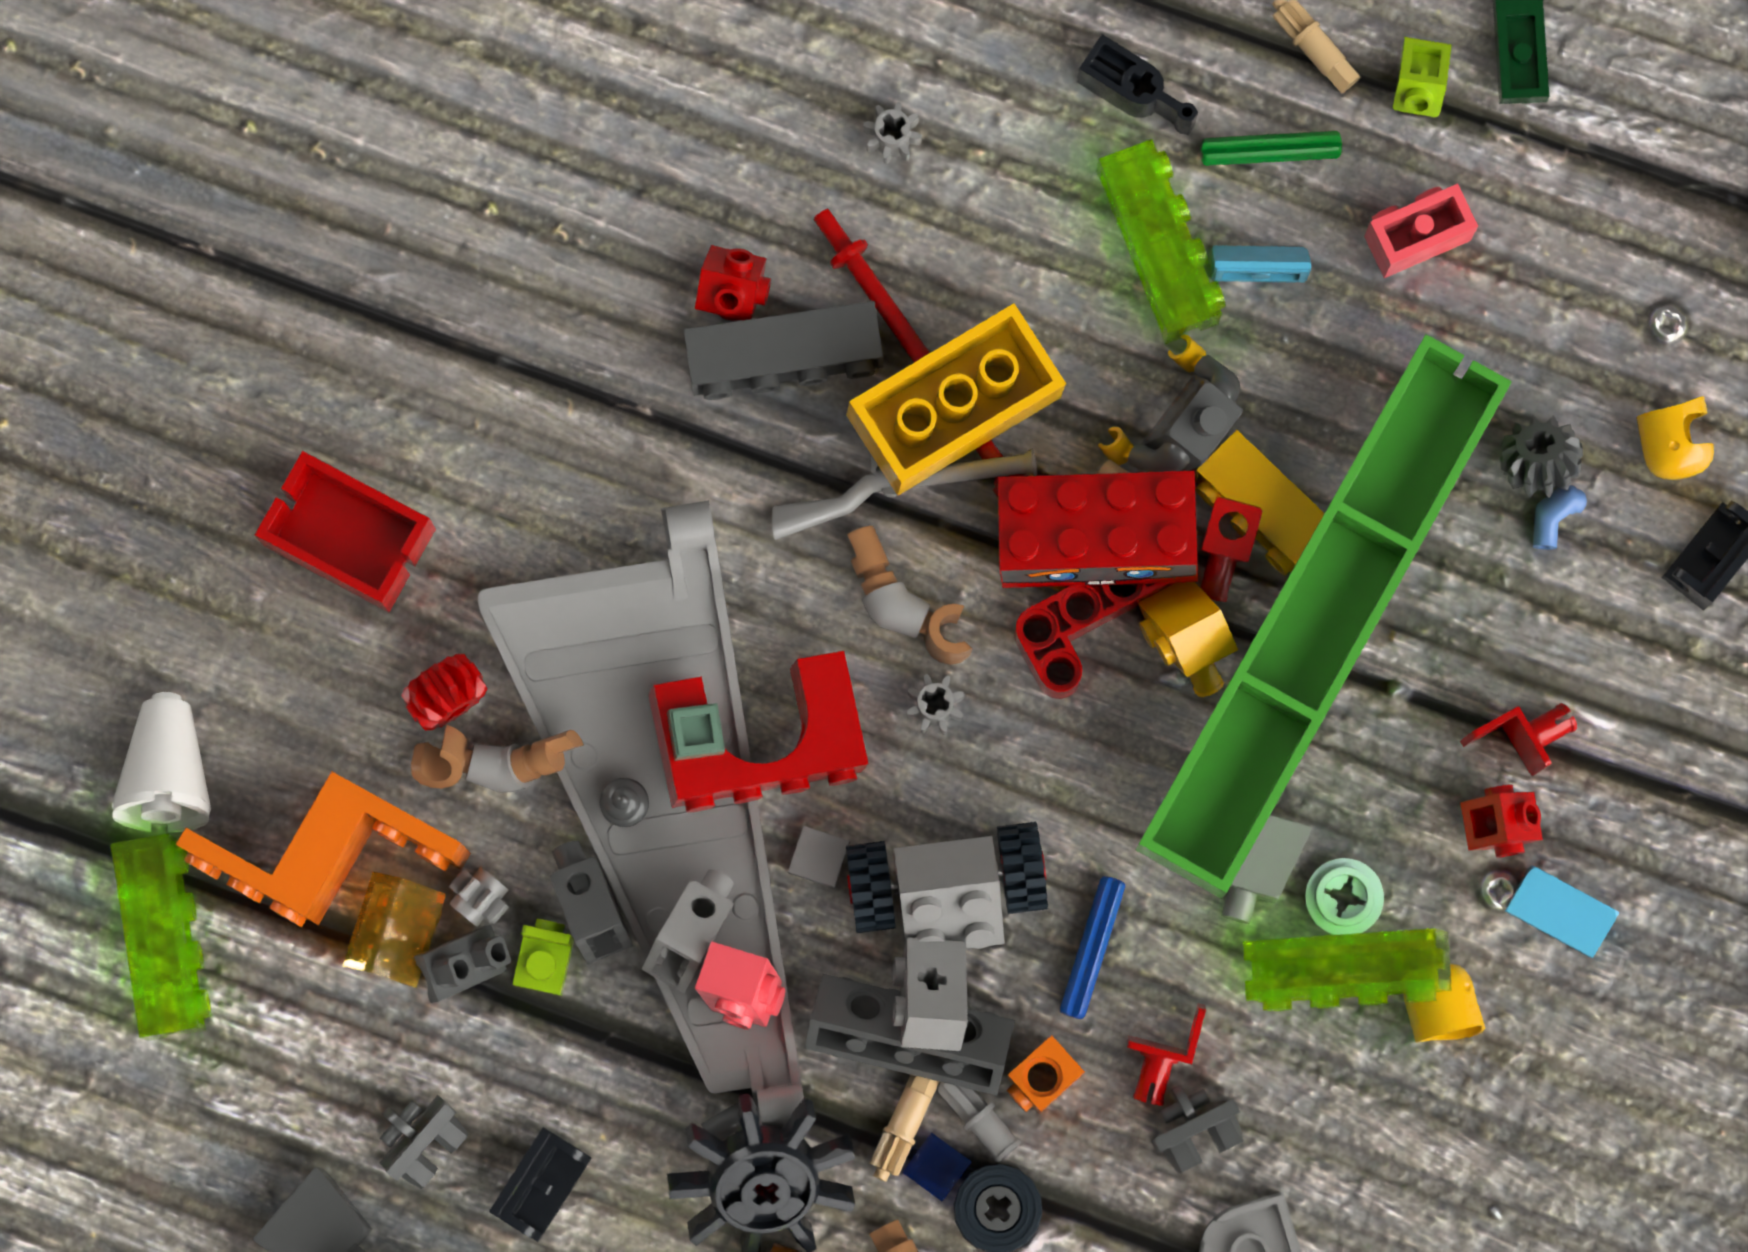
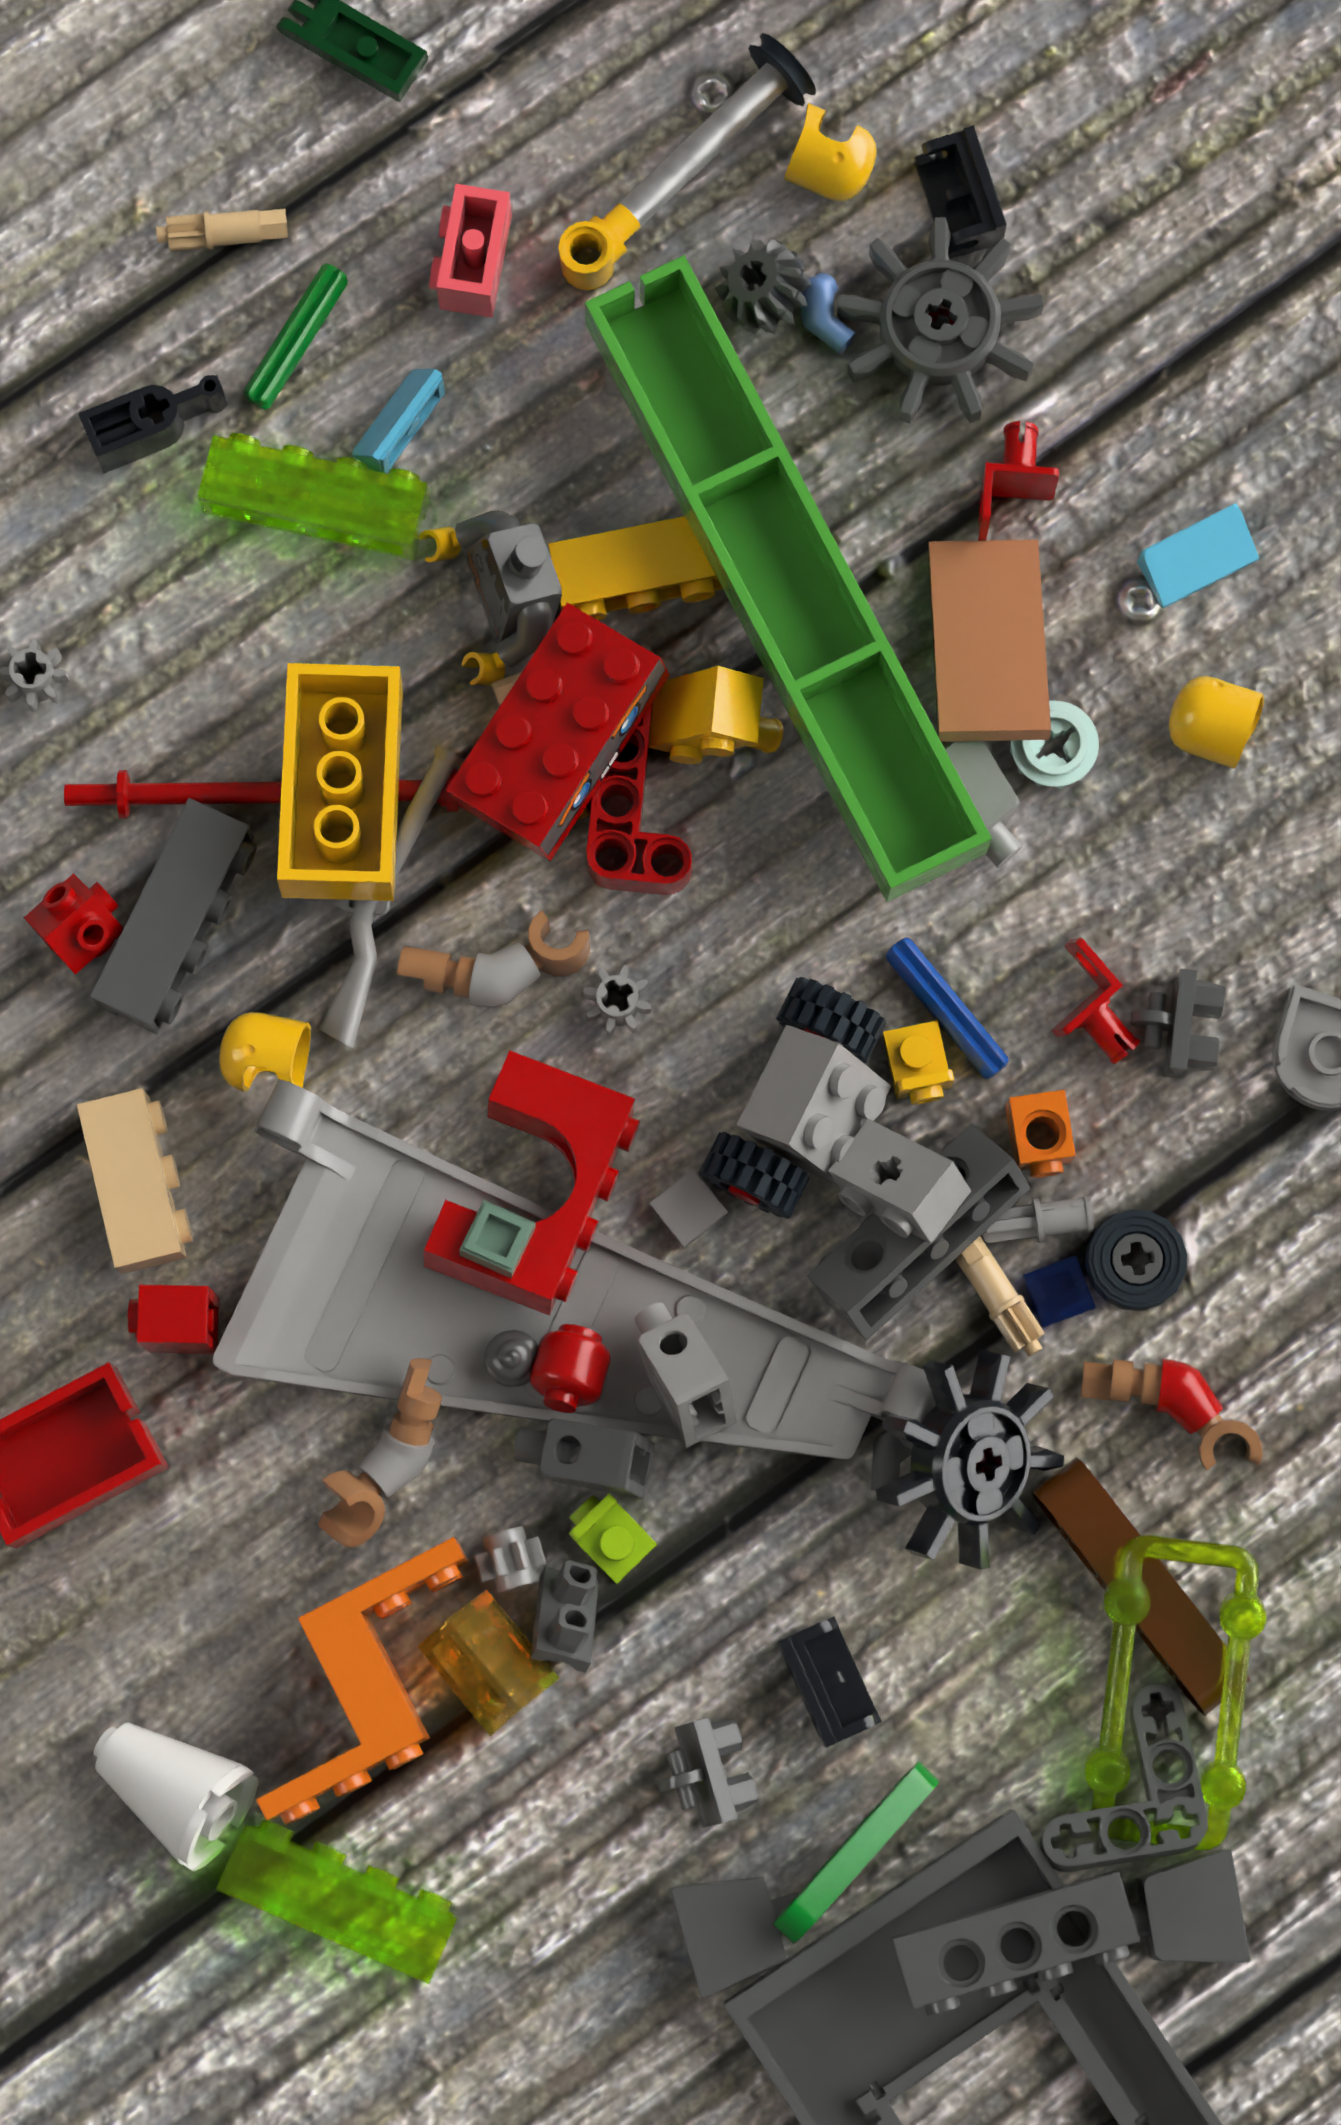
camera: 60 degrees left, 0 degrees up
(444, 692) = (287, 1461): red gear -> none
(493, 544) = (175, 1319): none -> red brick
(575, 450) = (134, 1180): none -> tan brick
(643, 847) = (570, 1368): none -> red head
(734, 477) = (264, 1043): none -> yellow helmet
(740, 986) = (772, 1358): coral brick -> none
(1037, 952) = (917, 1062): none -> yellow bracket
(1226, 552) = (656, 632): red bracket -> none
(1348, 967) = (1127, 780): clear neon green brick -> none
(1386, 796) = (988, 640): none -> nougat tile
(1422, 77) = (326, 153): lime bracket -> none
(1502, 821) = (1081, 550): red brick -> none
(1590, 336) = (777, 75): none -> piece
(1623, 580) = (959, 347): none -> dark grey gear

